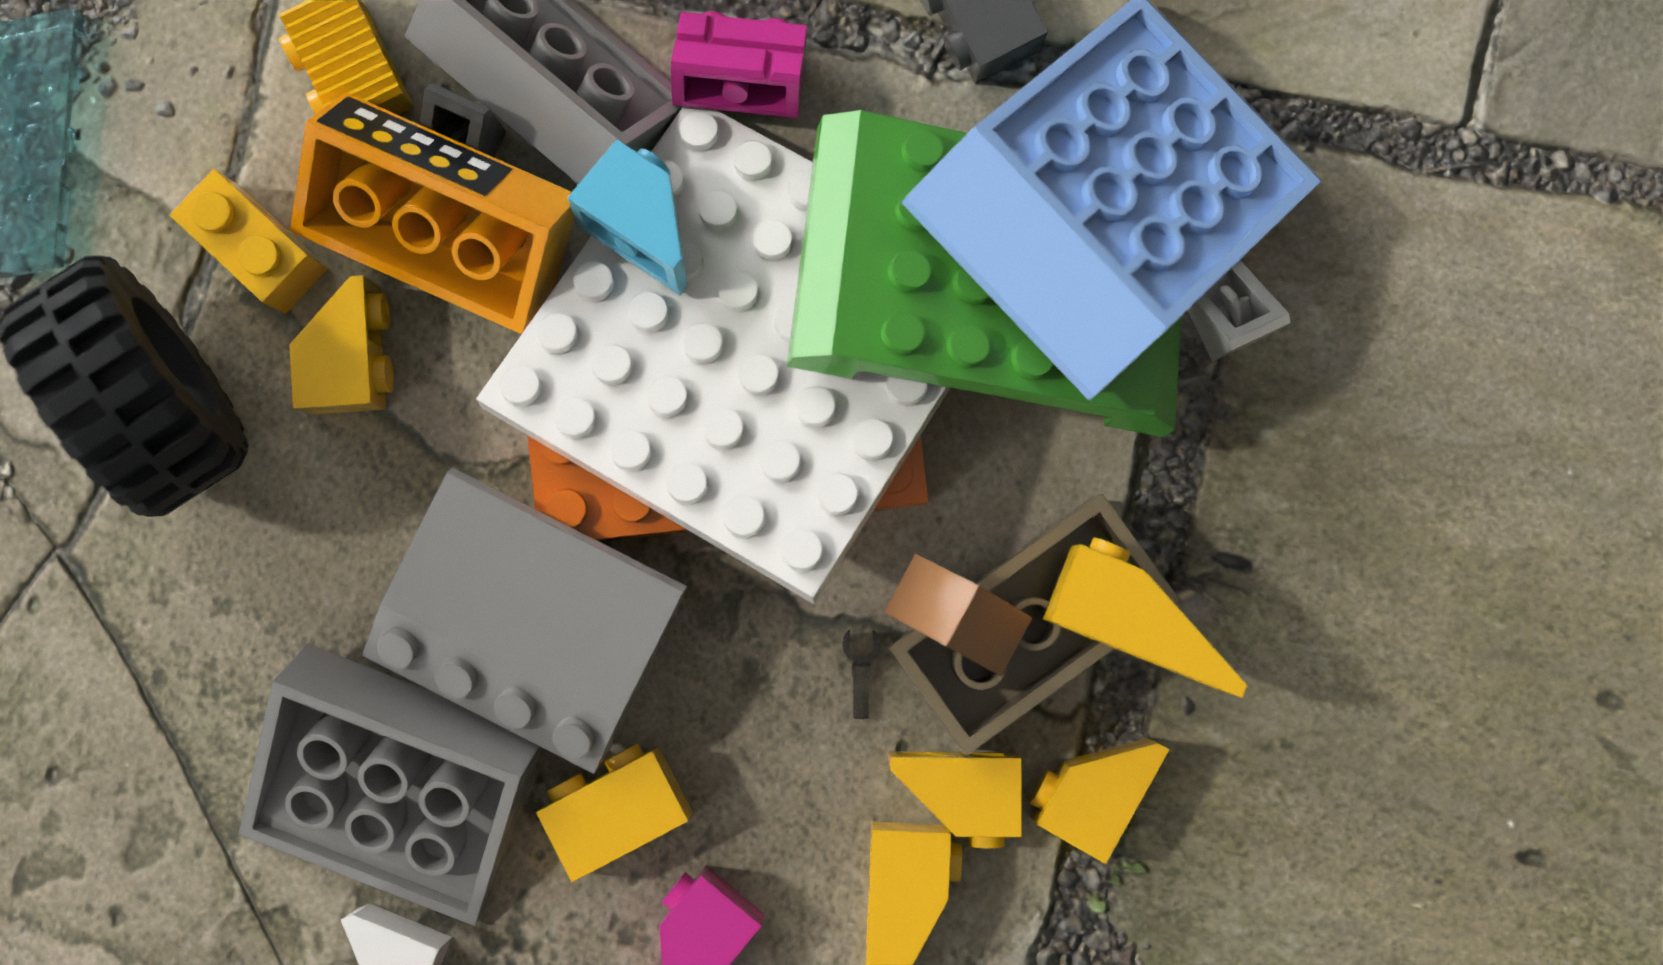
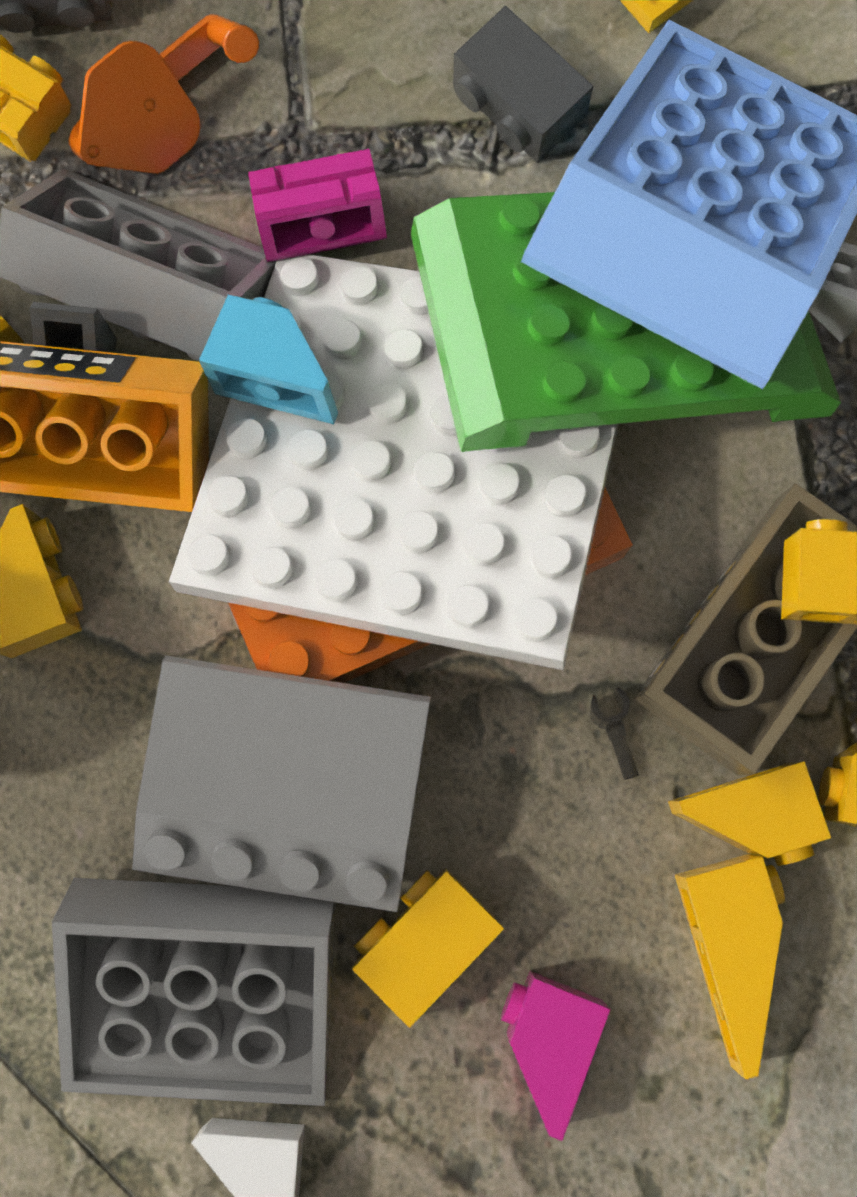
camera: 20 degrees left, 5 degrees down
(958, 614) = (701, 637): medium nougat slope -> none

